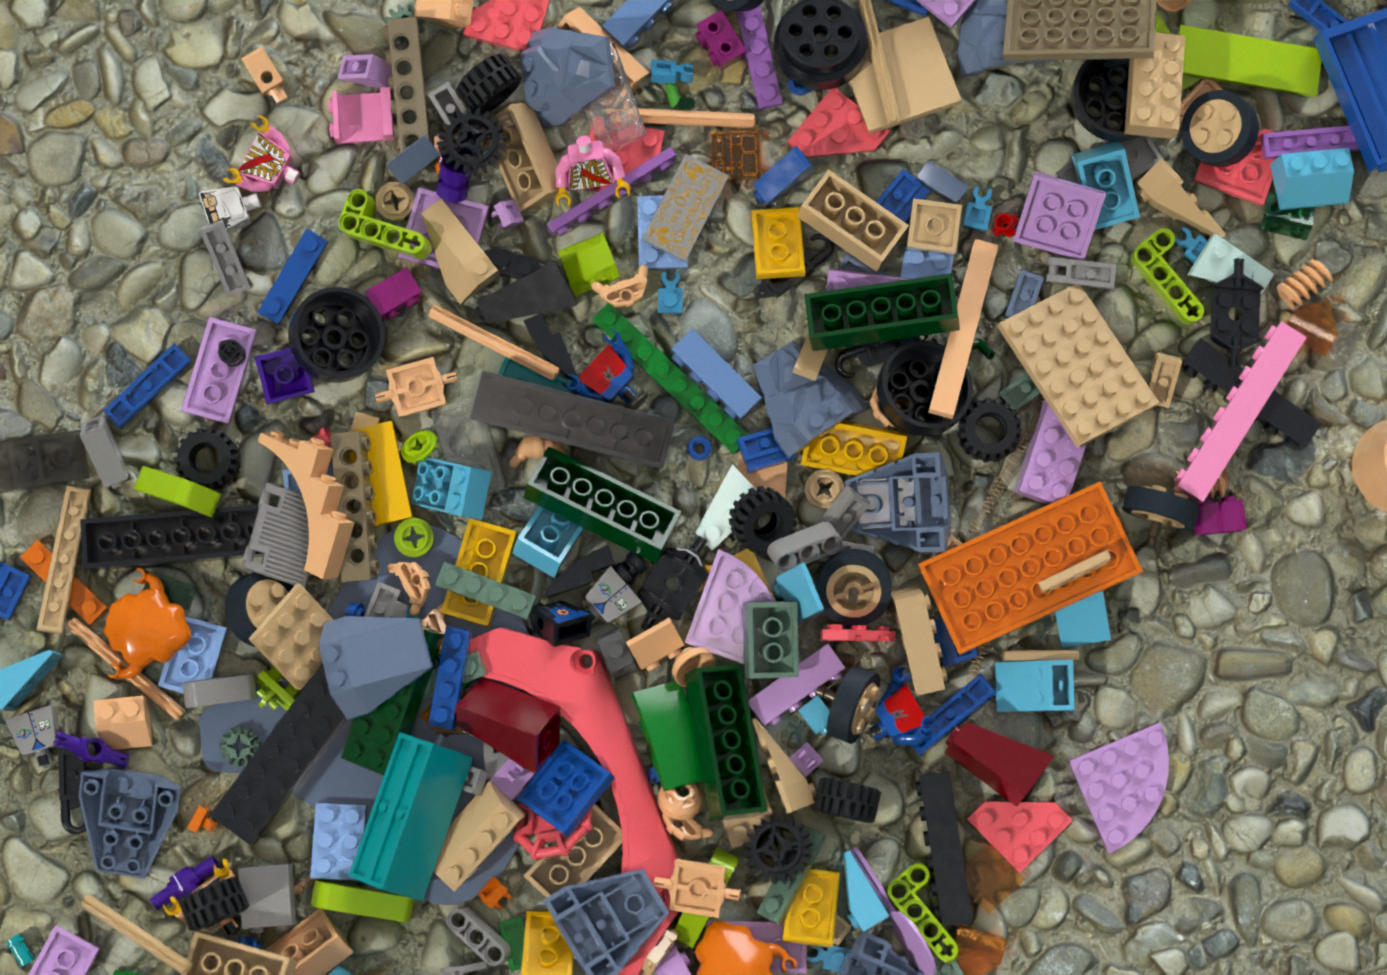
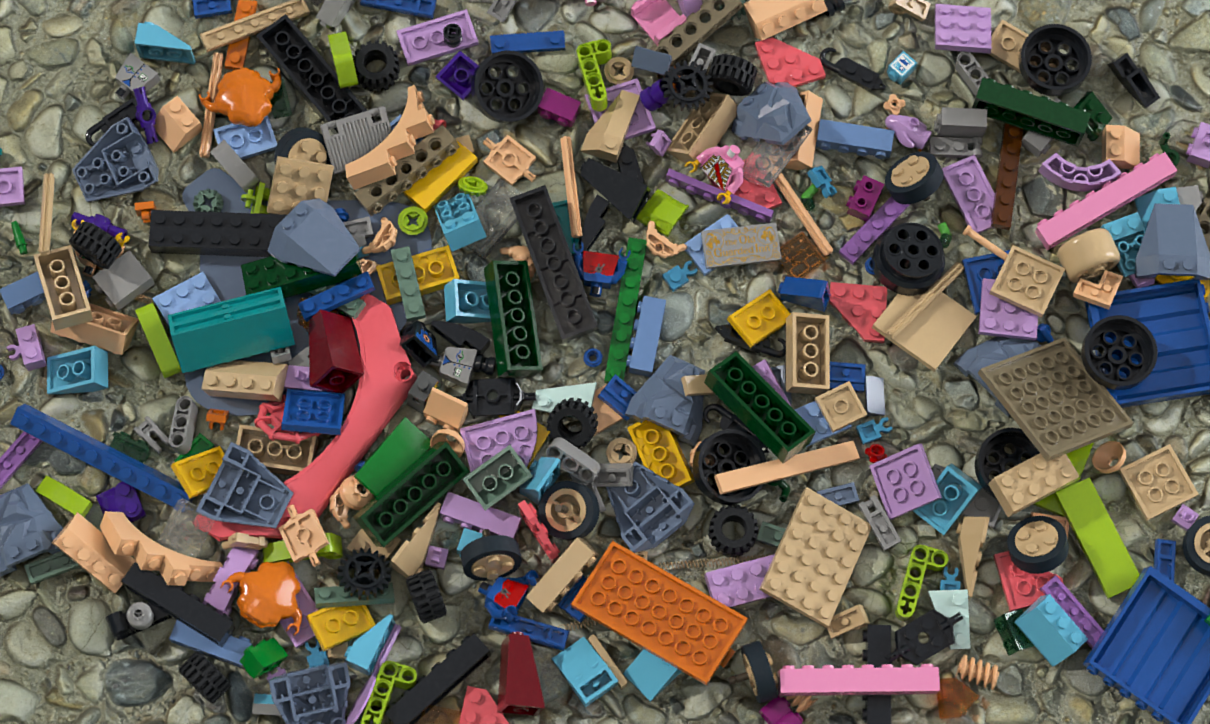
camera: 50 degrees right, 10 degrees down
(1075, 572) = (674, 638): tan tile -> none

